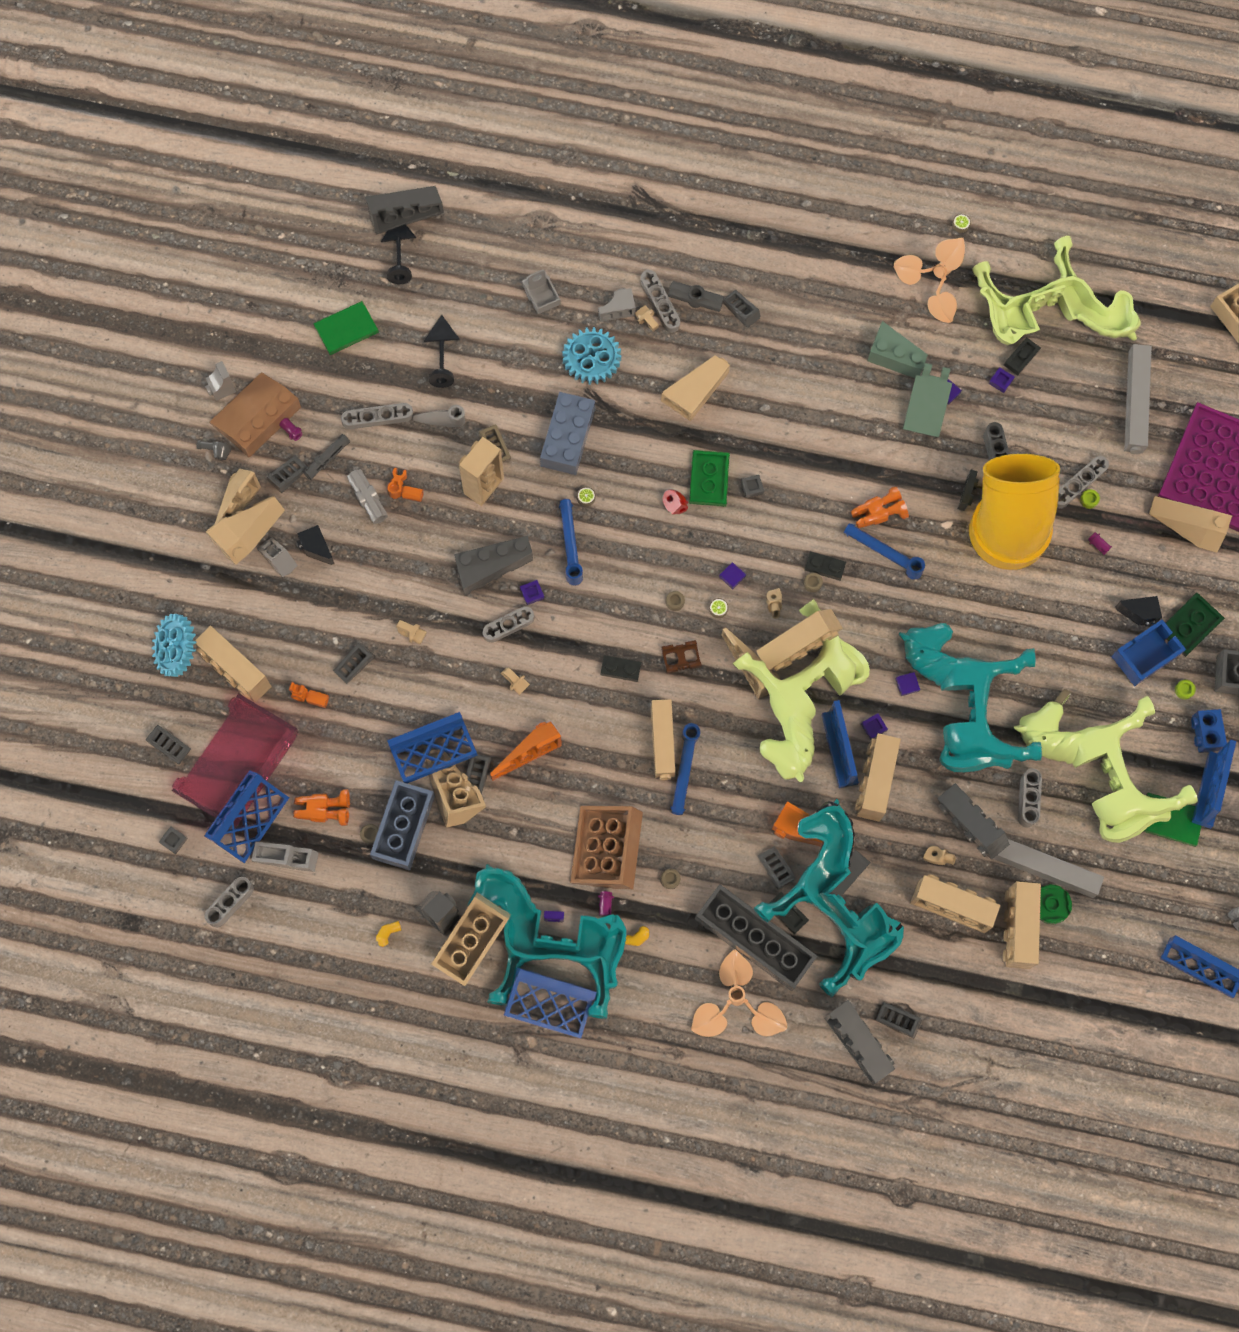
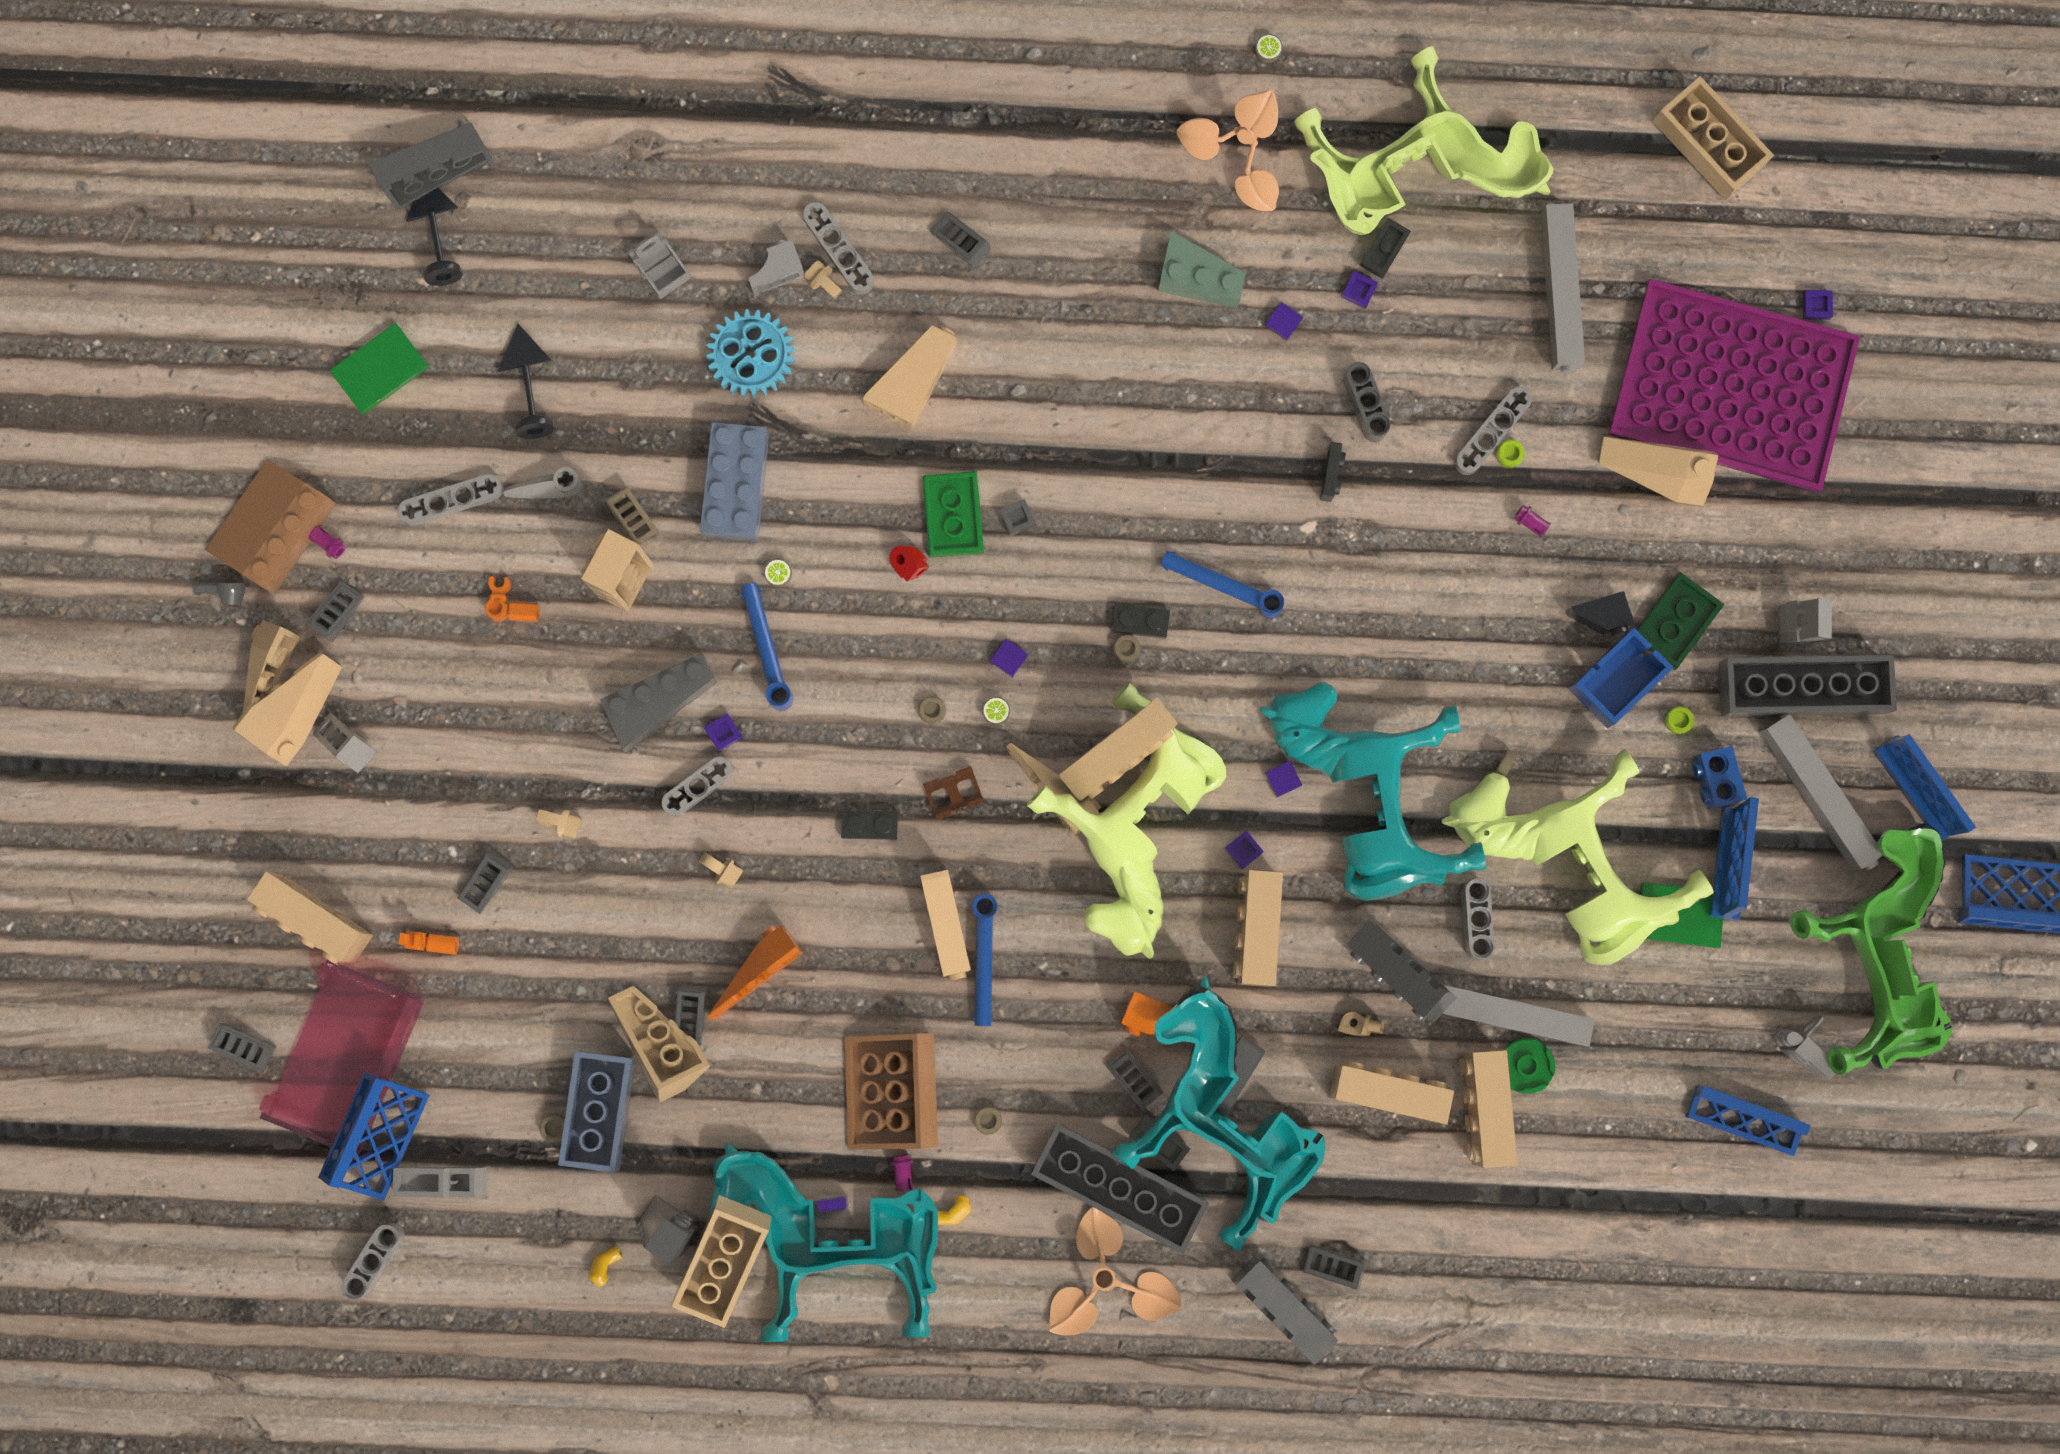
camera: 10 degrees left, 10 degrees up
(173, 645) = (219, 905): medium azure gear -> none
(173, 840) = (276, 1185): dark grey plate -> none
(219, 382) = (208, 489): light grey arch -> none
(314, 545) = (395, 714): black slope -> none
(317, 807) = (472, 1105): orange piece -> none
(320, 462) = (387, 576): dark grey pin -> none
(367, 496) = (458, 627): light grey piece -> none
(423, 736) = (613, 969): blue fence -> none
(554, 985) = (854, 1304): blue fence -> none
(685, 293) = (872, 230): dark grey piece -> none
(774, 605) = (1075, 693): tan piece -> none
(840, 746) = (1199, 890): blue fence -> none
(876, 513) = (1201, 527): orange piece -> none
(928, 402) = (1256, 347): sand green tile -> none
(1015, 510) = (1407, 524): yellow cylinder -> none

